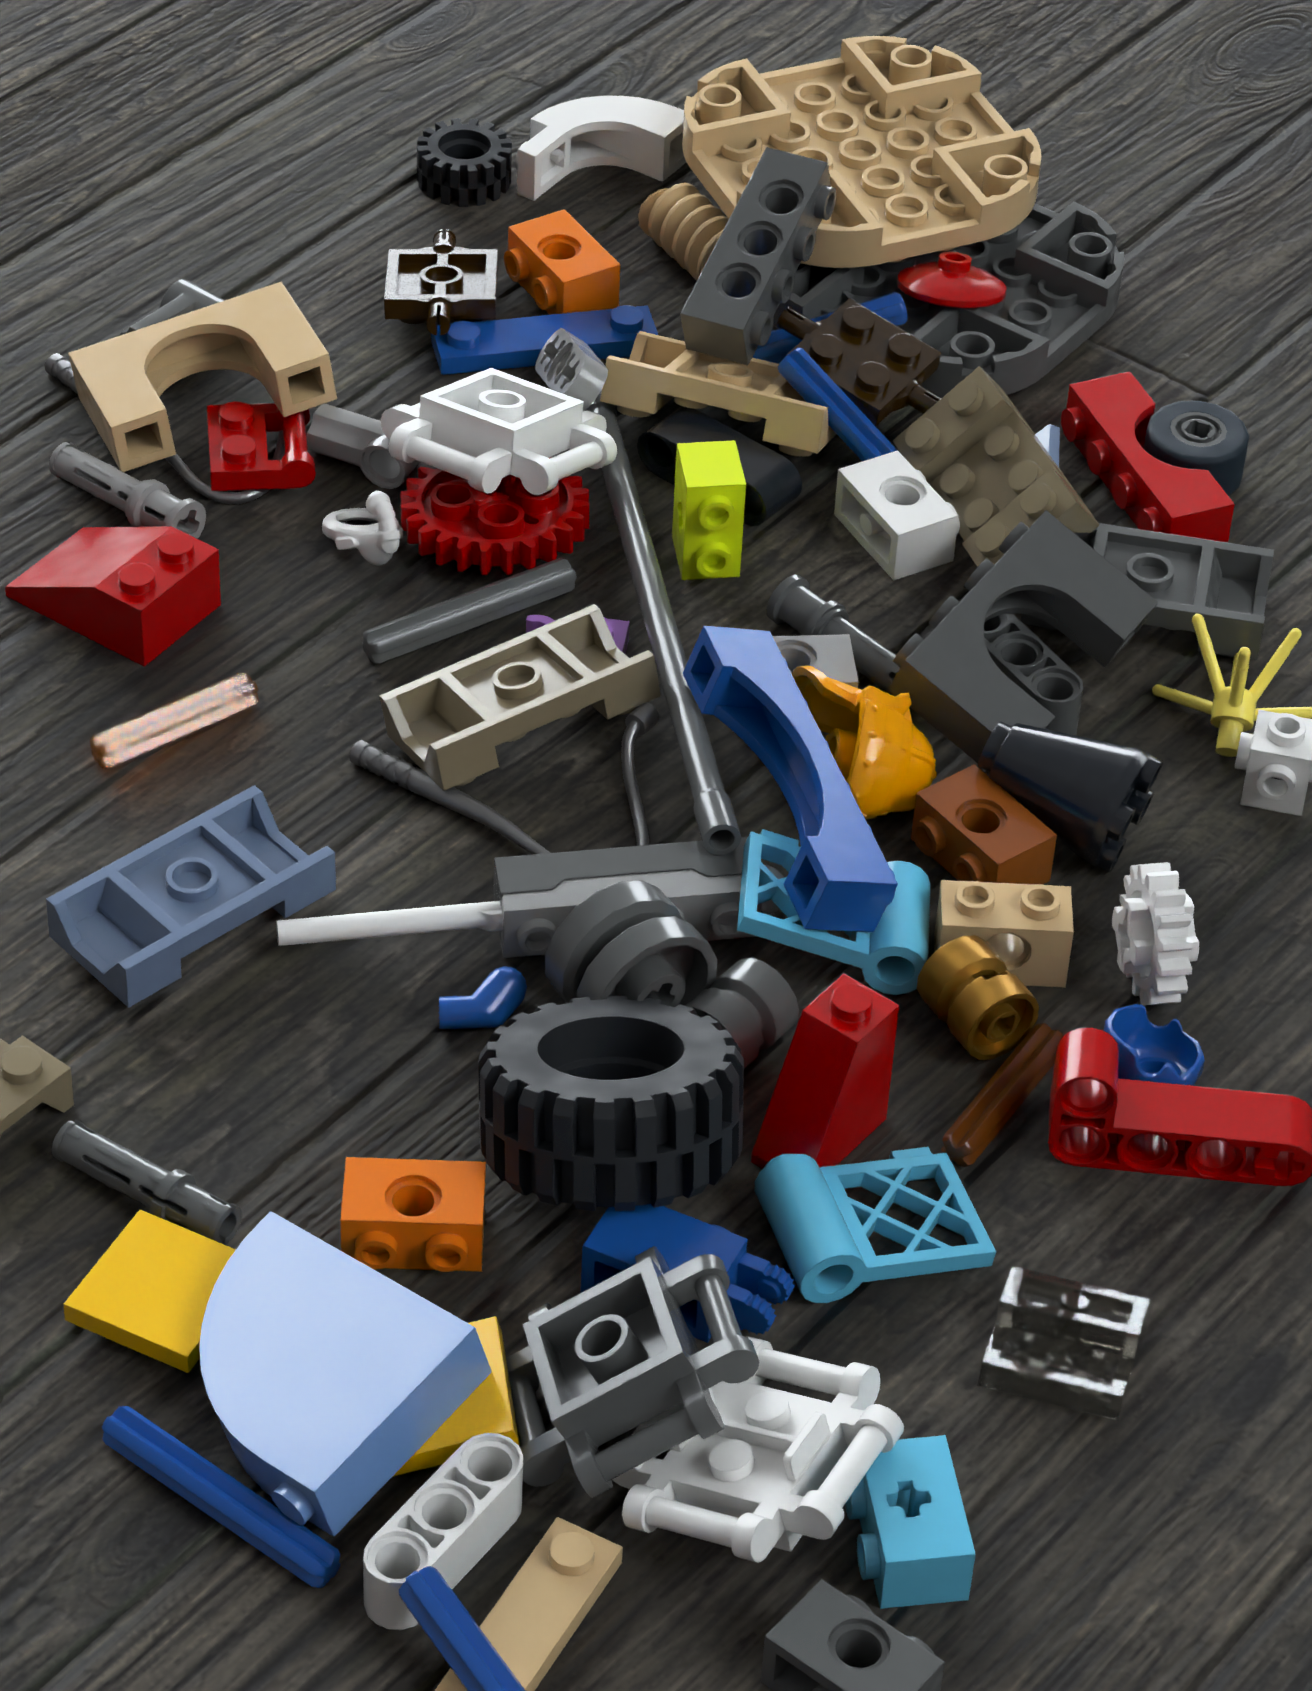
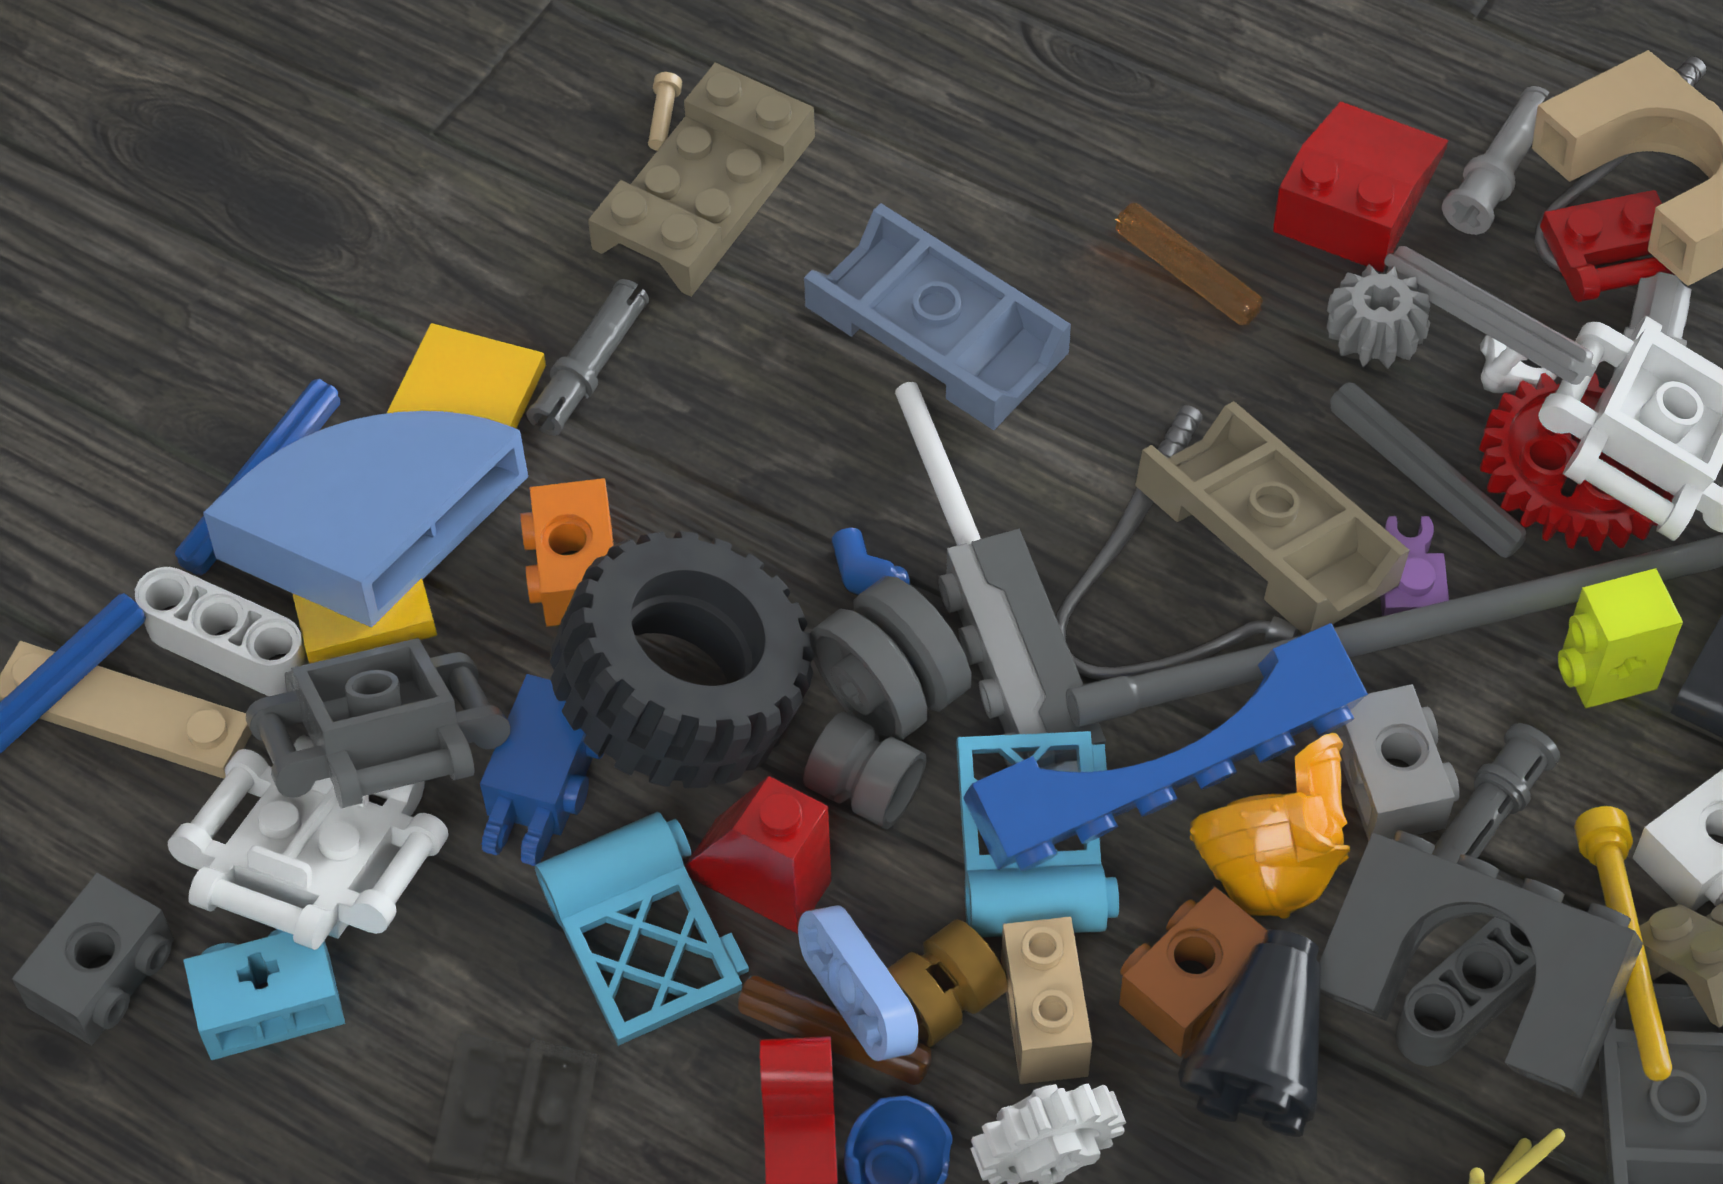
camera: 85 degrees right, 15 degrees up
(292, 600) = (1378, 316): none -> light grey gear
(343, 507) = (1494, 317): none -> light grey axle
(893, 576) = (1606, 840): none -> yellow piece
(1002, 1057) = (858, 983): none -> light blue beam

